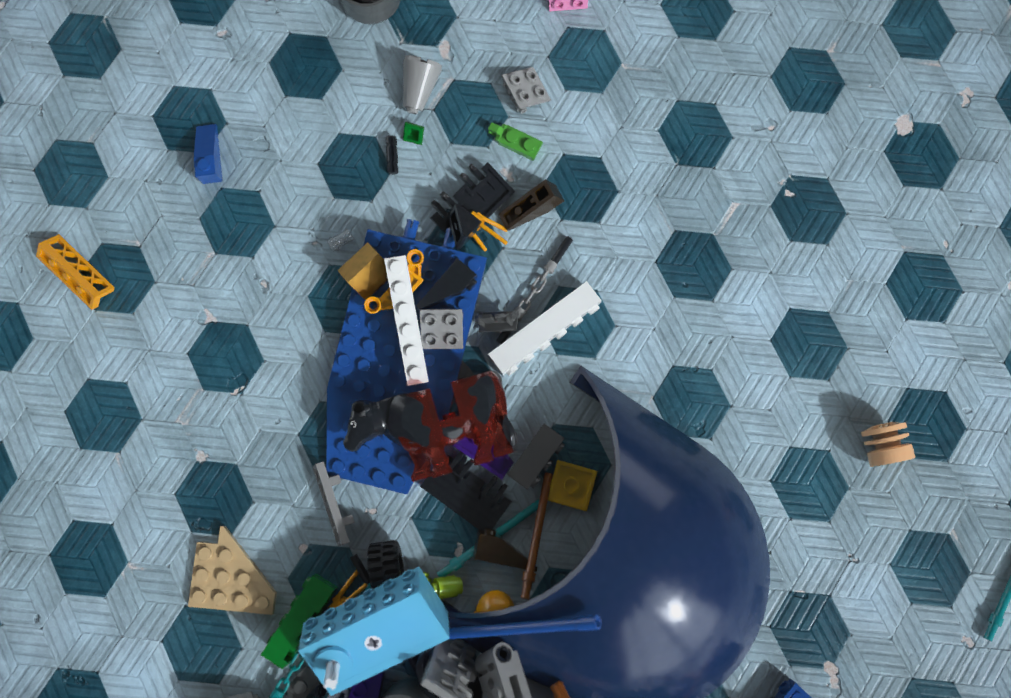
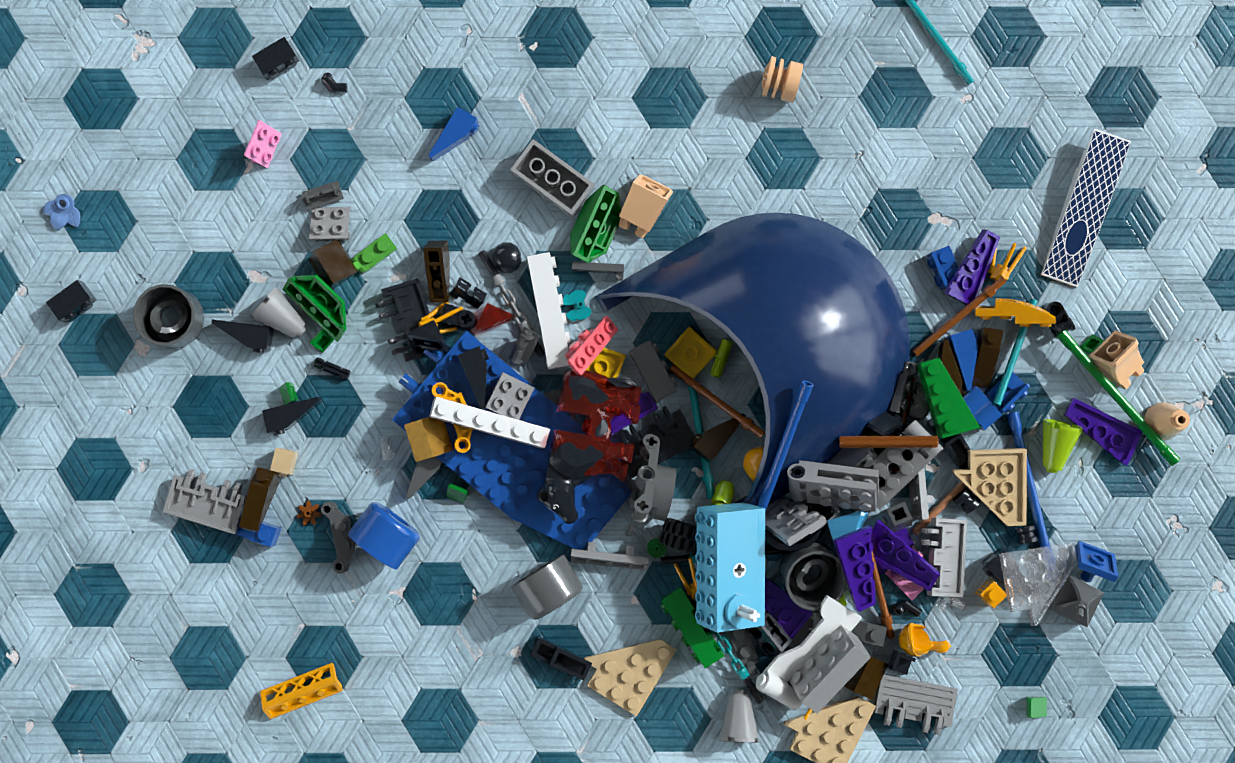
camera: 70 degrees left, 5 degrees up
(209, 98) = (203, 503): none -> light grey hinge
(212, 502) = (560, 658): none -> black slope
(236, 145) = (258, 499): none -> dark brown slope
(238, 238) = (340, 527): none -> dark grey plate
(246, 202) = (311, 516): none -> dark orange plant
(252, 274) = (384, 535): none -> blue piece
(272, 456) = (548, 587): none -> dark grey piece
(283, 152) = (284, 462): none -> tan brick
(327, 135) = (286, 416): none -> black slope
(328, 326) = (457, 493): none -> green slope
(330, 284) = (423, 473): none -> dark grey slope
(350, 128) = (288, 393): none -> green slope
(359, 541) = (651, 548): none -> green tile
(386, 67) = (250, 335): none -> black slope
(420, 512) = (654, 485): none -> dark grey piece
(446, 111) = (319, 303): none -> green wedge
(489, 108) = (332, 264): none -> dark brown slope
(495, 246) = (458, 318): none -> black piece
(512, 277) = (492, 317): none -> clear red slope
(520, 234) = (457, 292): none -> black piece
(521, 404) = (607, 363): none -> yellow tile
(530, 382) = (589, 345): none -> coral bracket
(548, 69) = (322, 195): none -> dark grey hinge
(560, 359) = (577, 299): none -> teal piece
(576, 264) = (507, 257): none -> black hair
(581, 518) = (721, 358): none -> lime axle
(610, 355) = (617, 269): none -> dark grey hinge
(650, 332) = (596, 224): none -> green wedge
(654, 30) = (331, 85): none -> black arm
(671, 160) = (456, 132): none -> blue slope
(673, 269) = (552, 178): none -> light grey brick
(693, 368) = (644, 204): none -> light nougat hips

